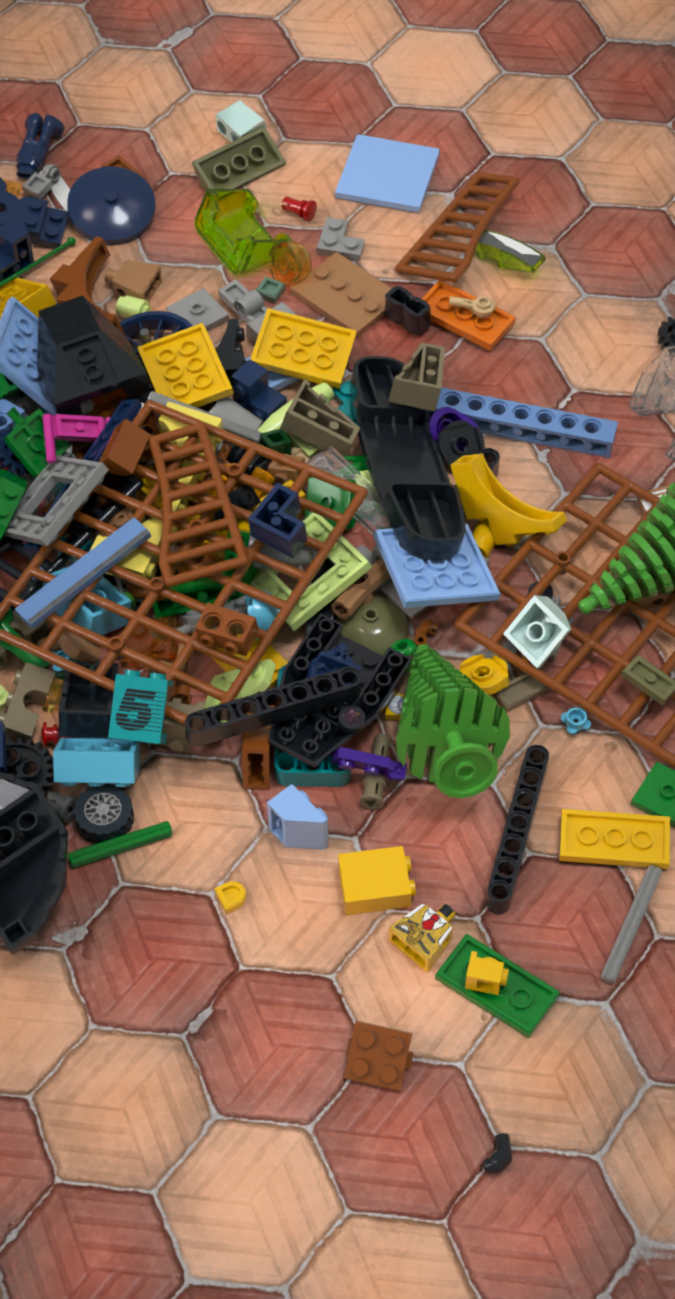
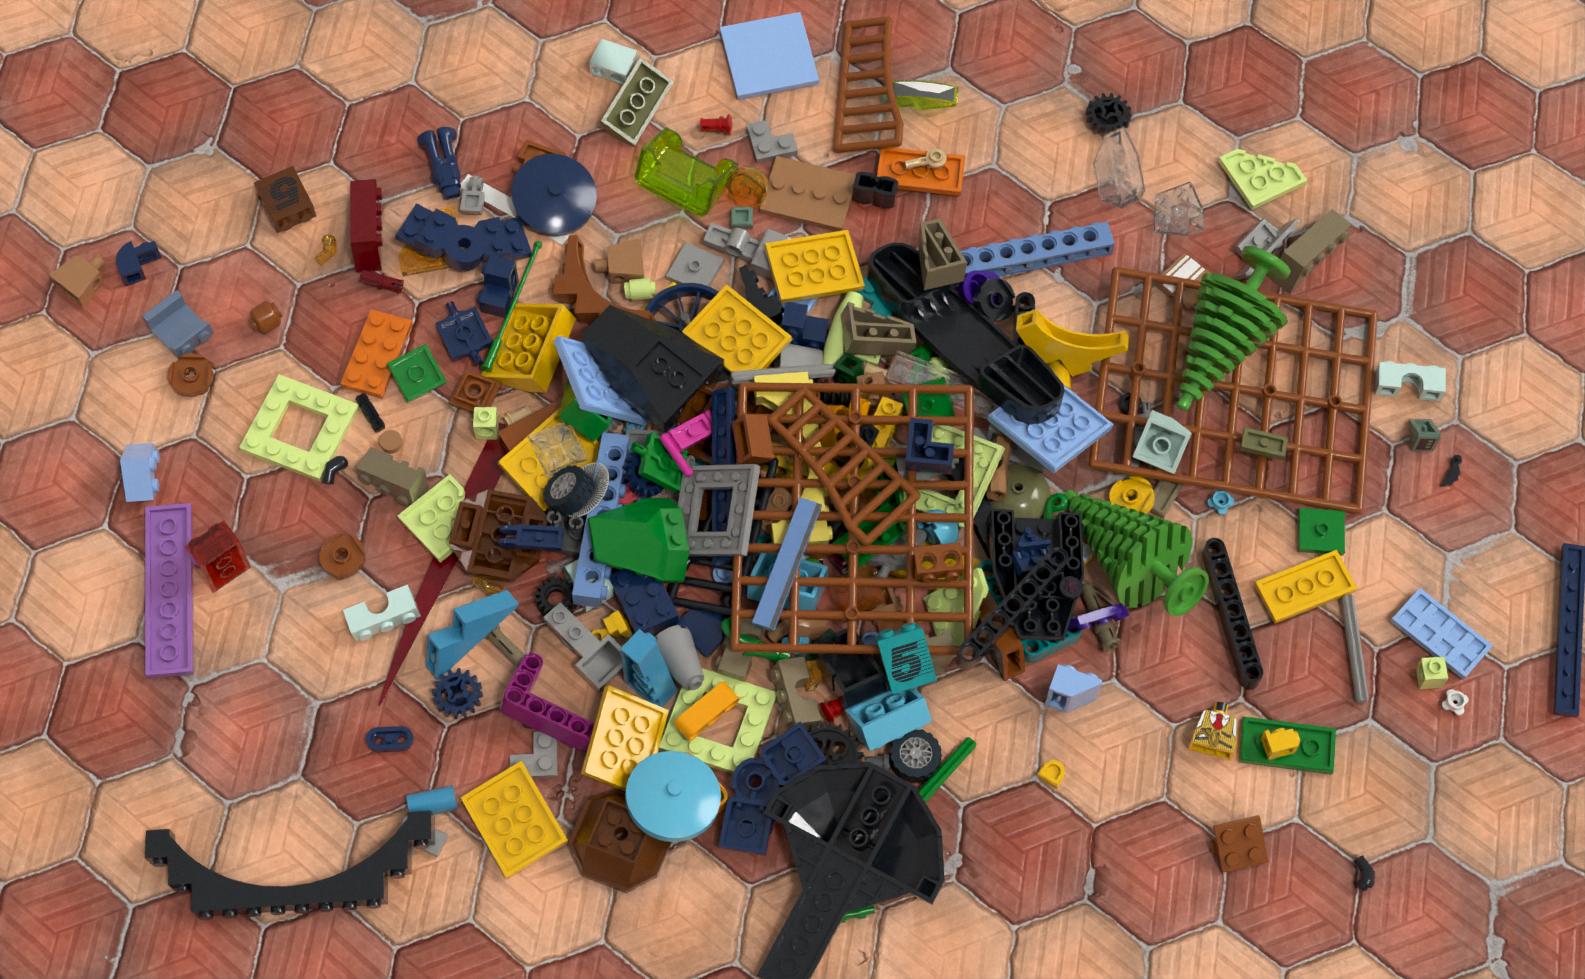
camera: 30 degrees left, 10 degrees up
(376, 880) = (1153, 707): yellow brick -> none
(425, 627) = (1061, 481): dark orange arm -> none

